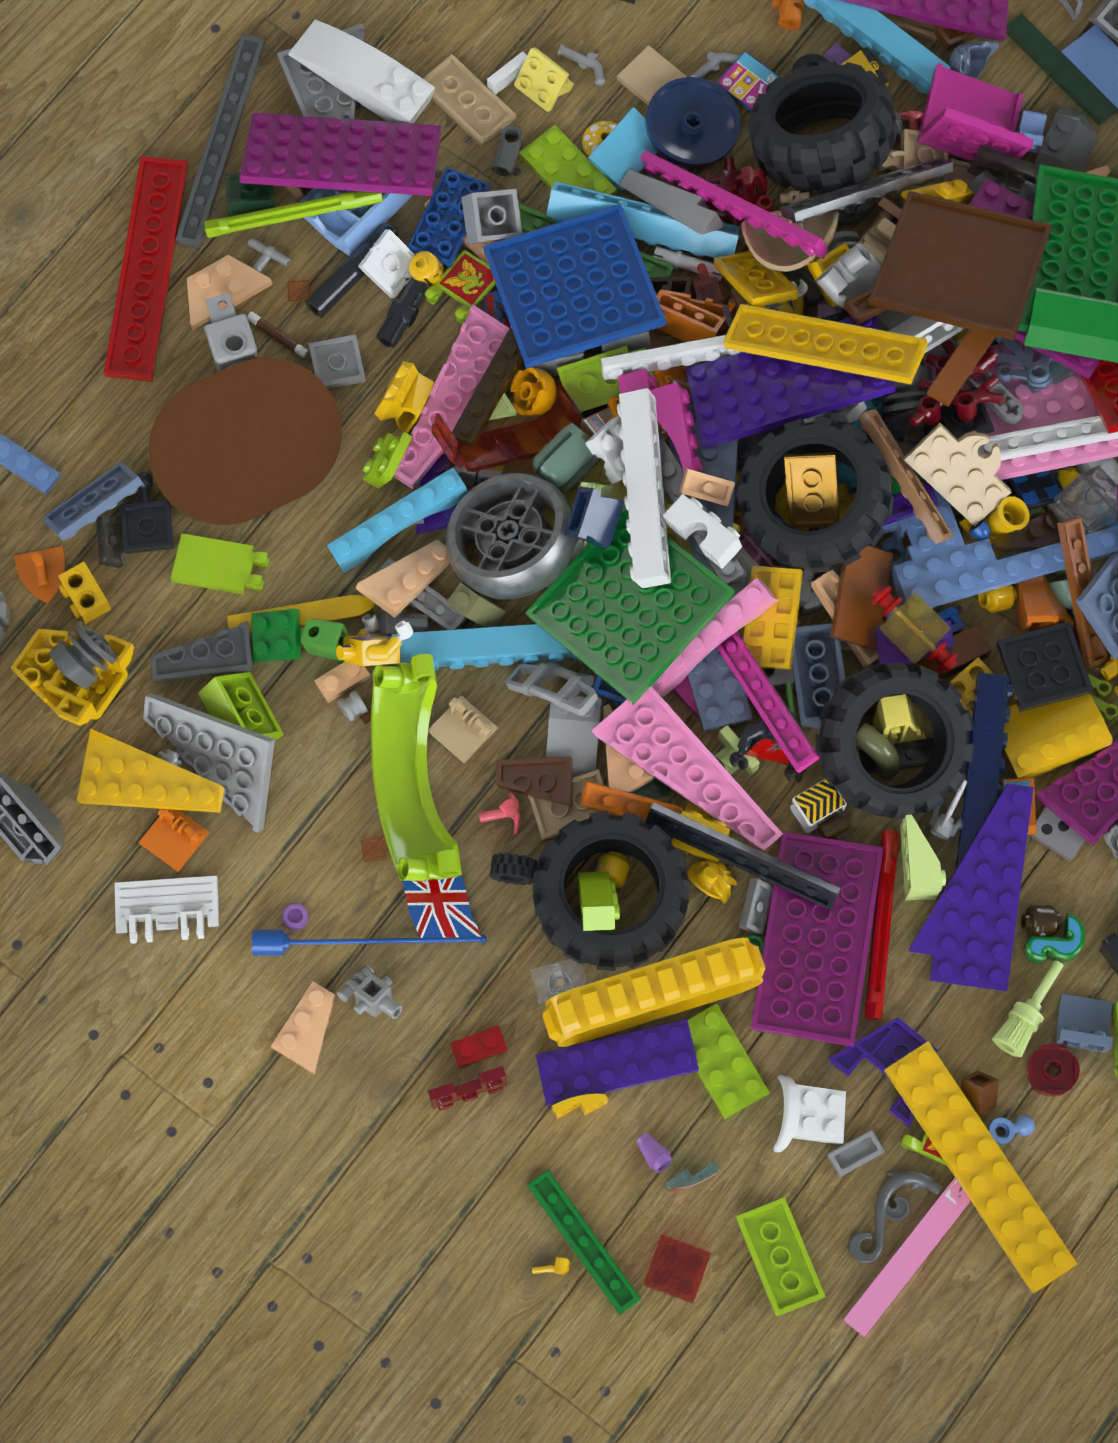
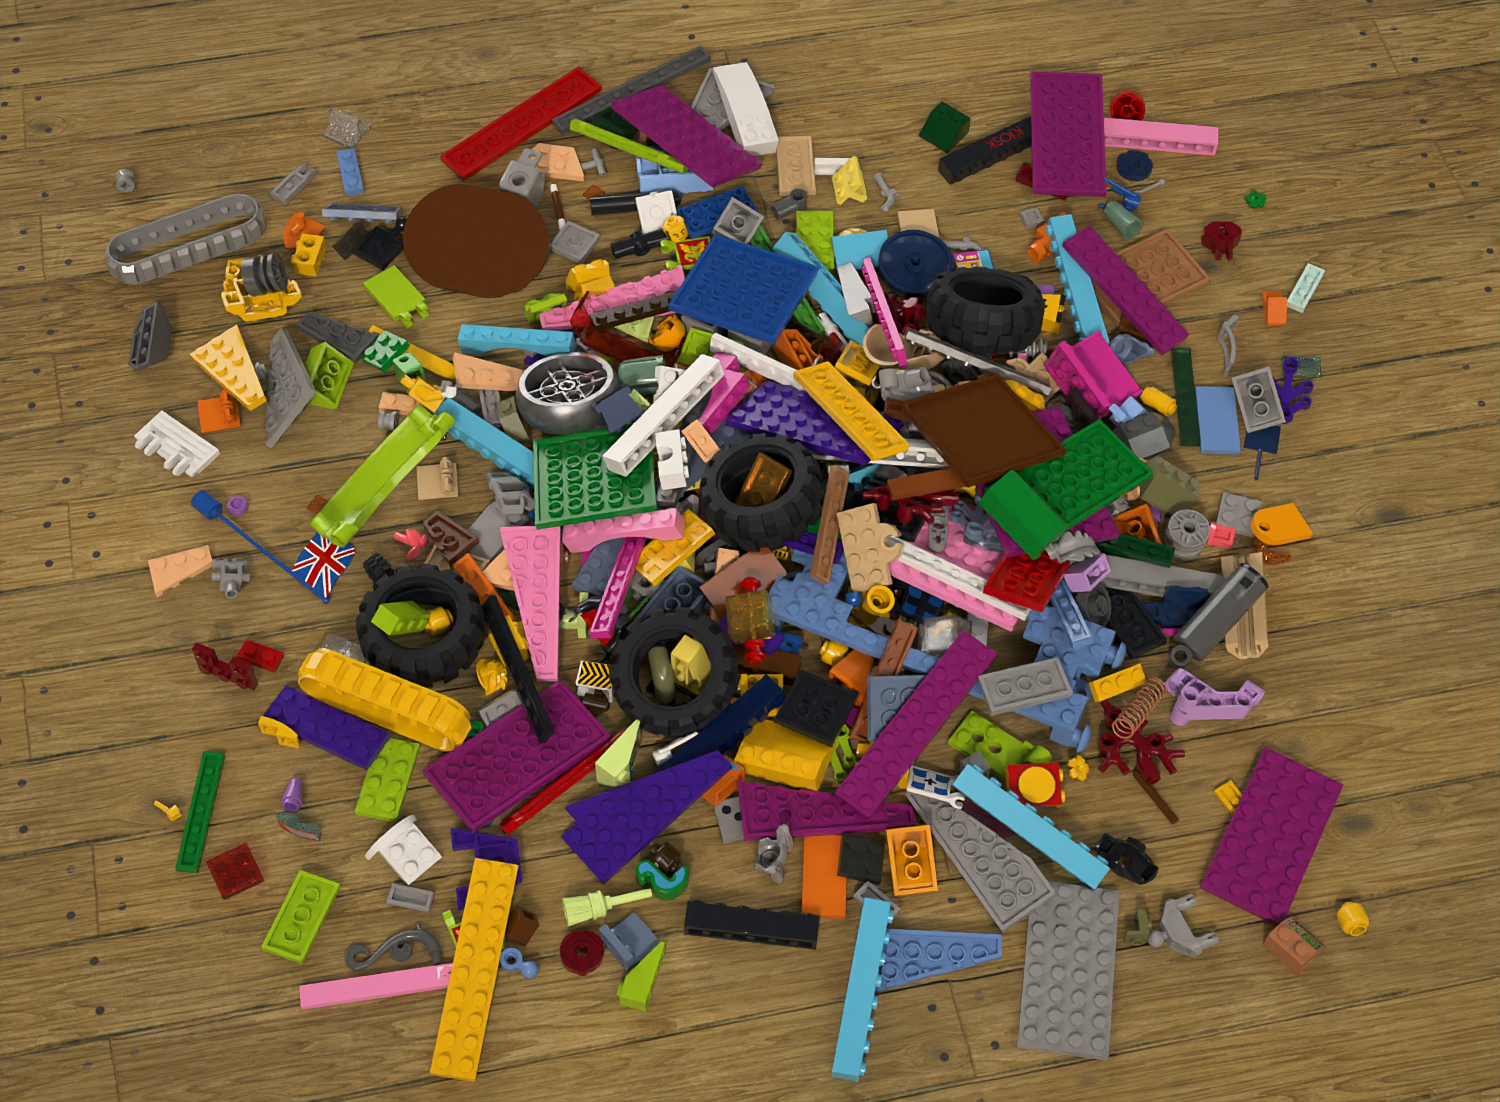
camera: 40 degrees right, 15 degrees down
(1044, 94) = (1158, 401): none -> yellow head

